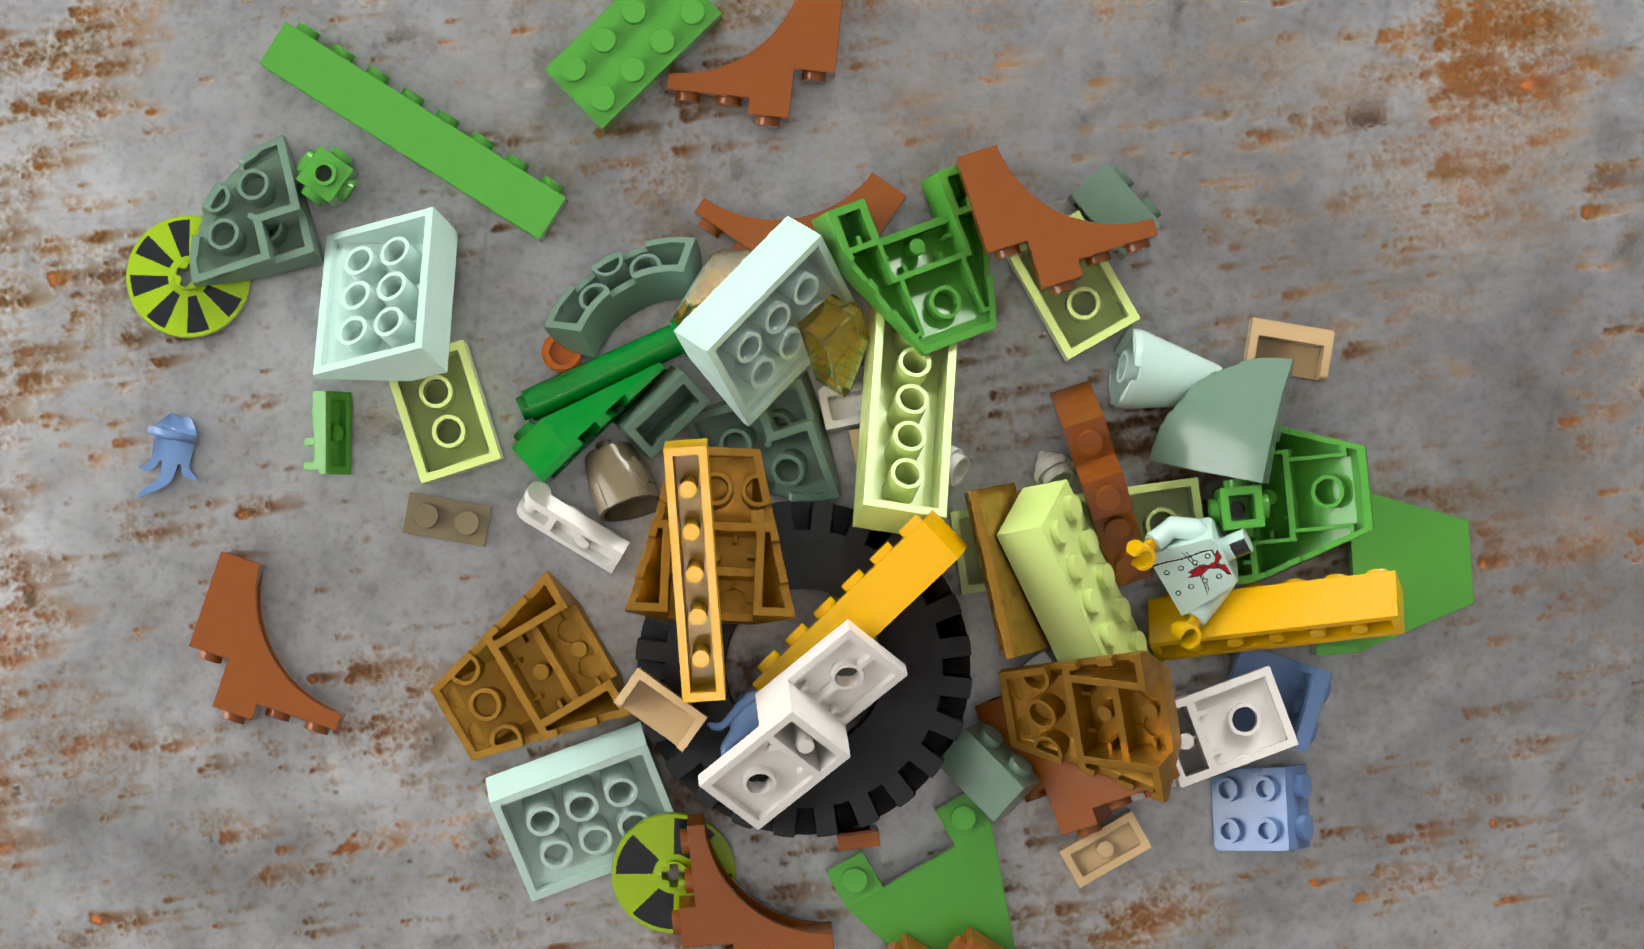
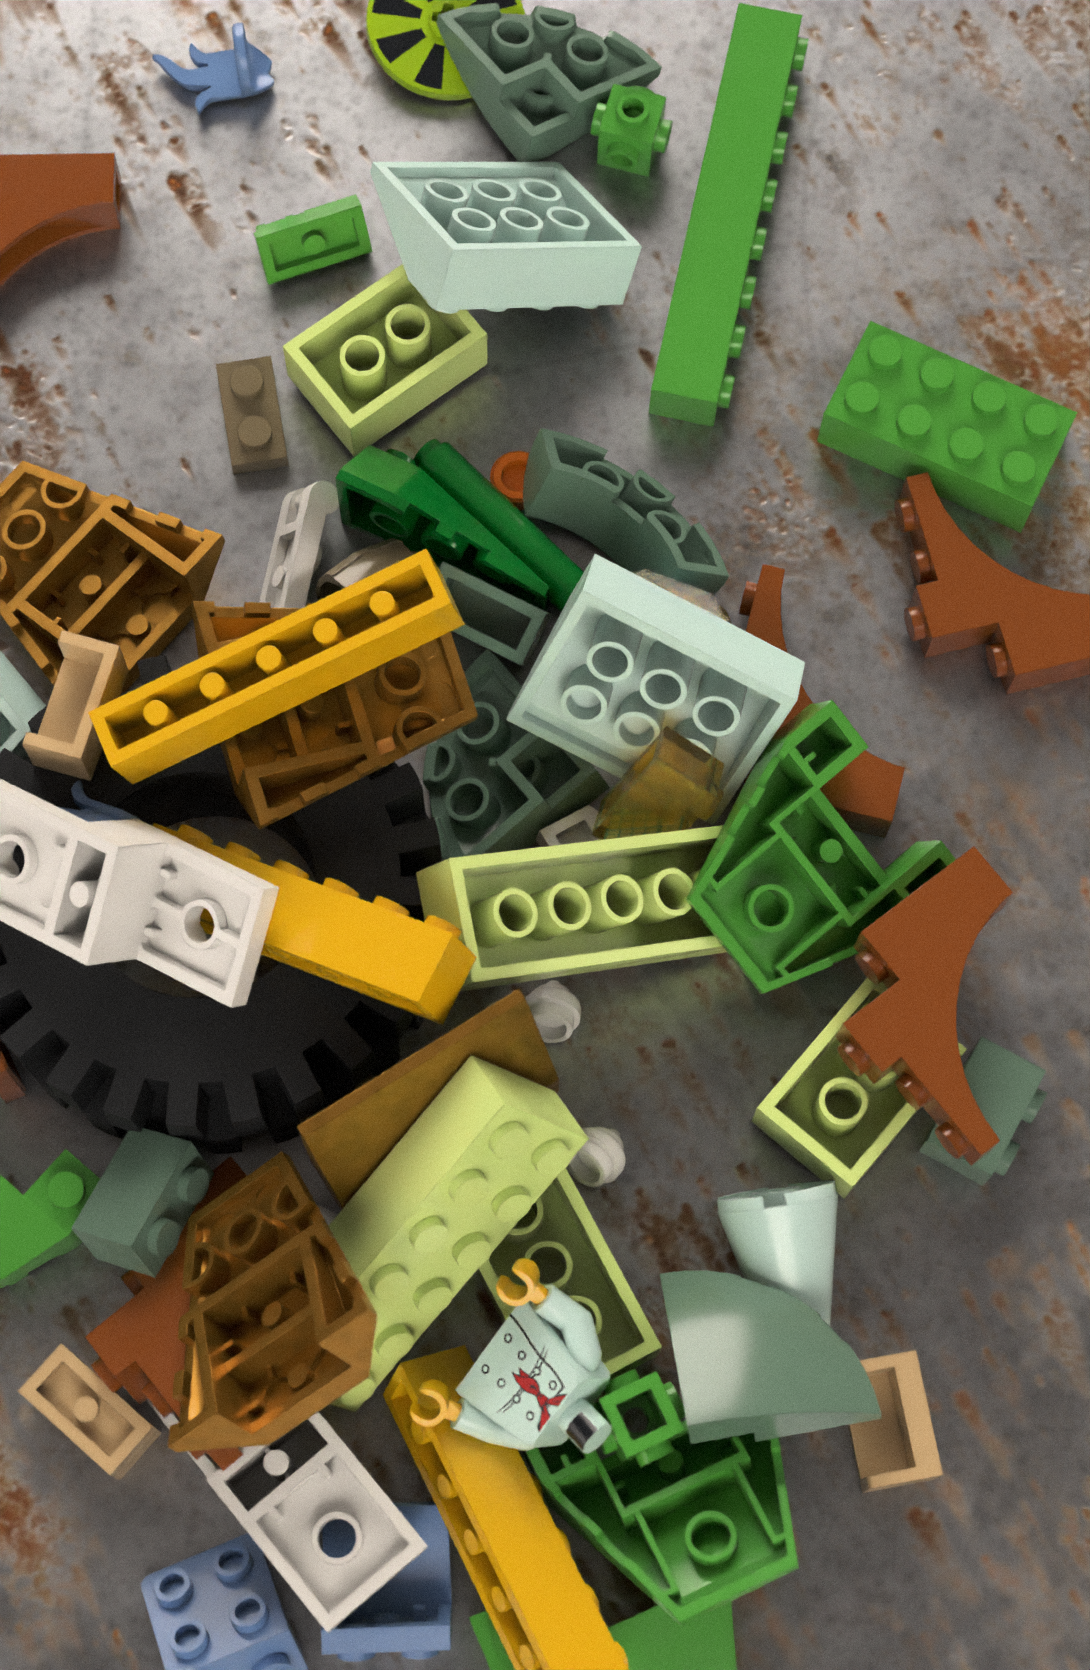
camera: 70 degrees right, 15 degrees down
(1099, 477) = (605, 1203): dark orange arch -> none

